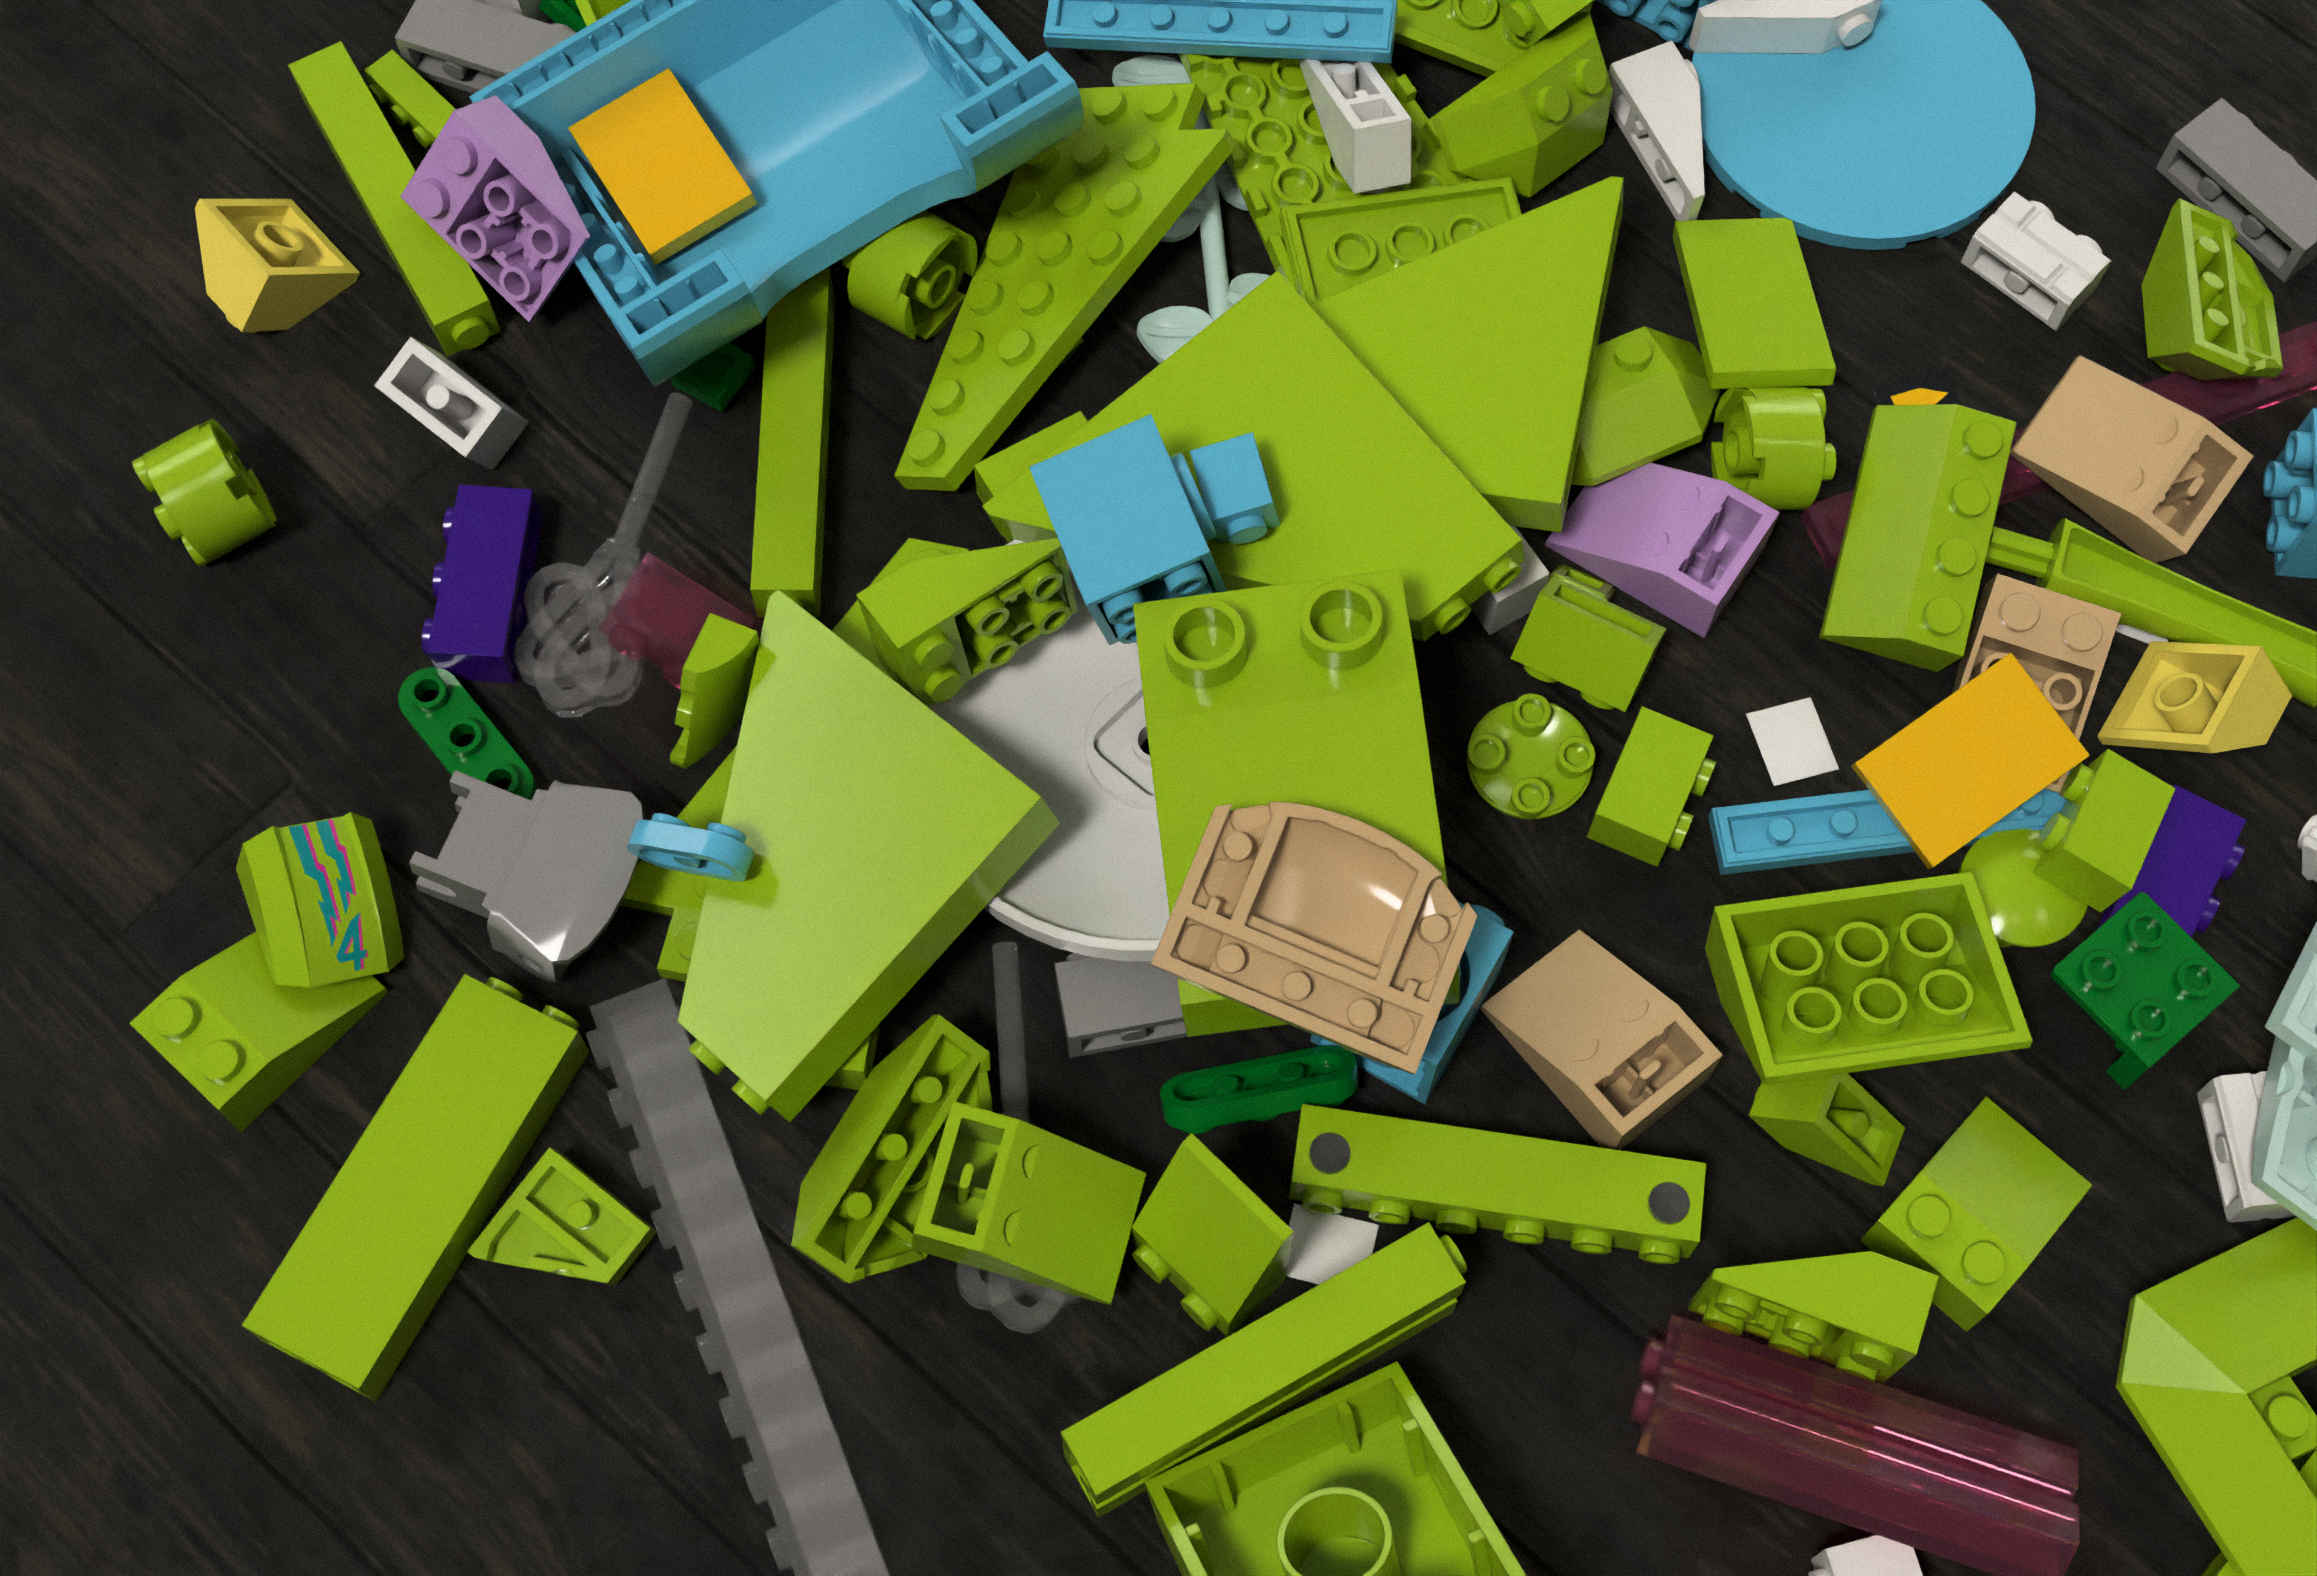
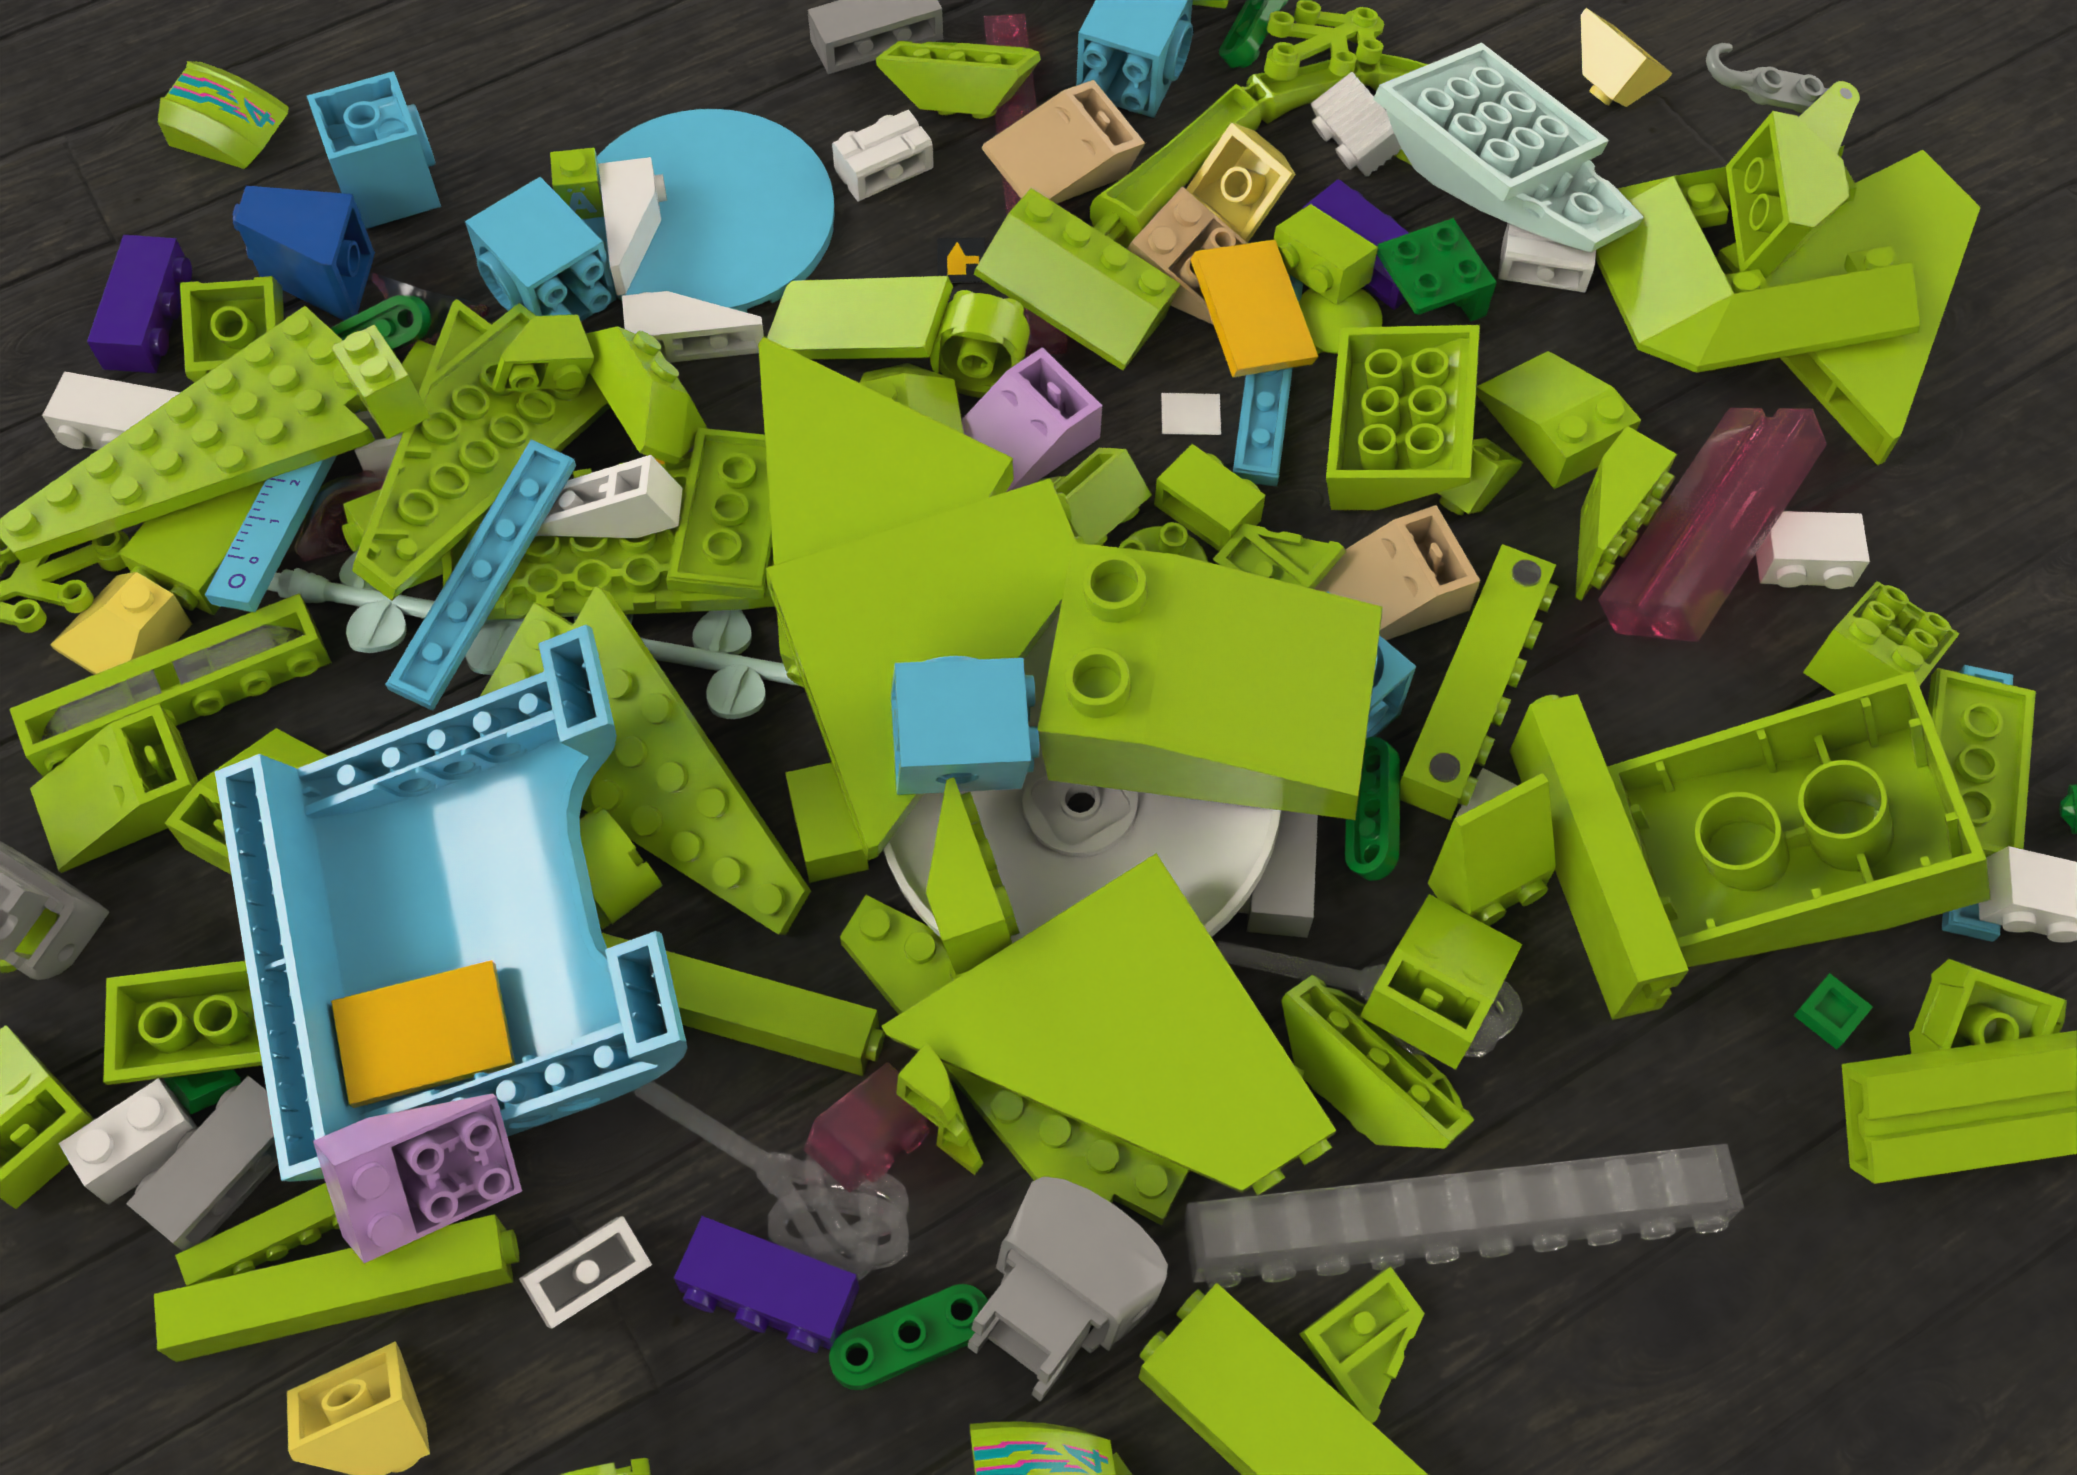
camera: 75 degrees left, 5 degrees down
(678, 847) = (1116, 1117): medium azure plate -> none
(1235, 489) = (945, 636): medium azure brick -> none
(1319, 928) = (1344, 673): tan slope -> none
(1576, 891) = (1279, 555): none -> lime wing

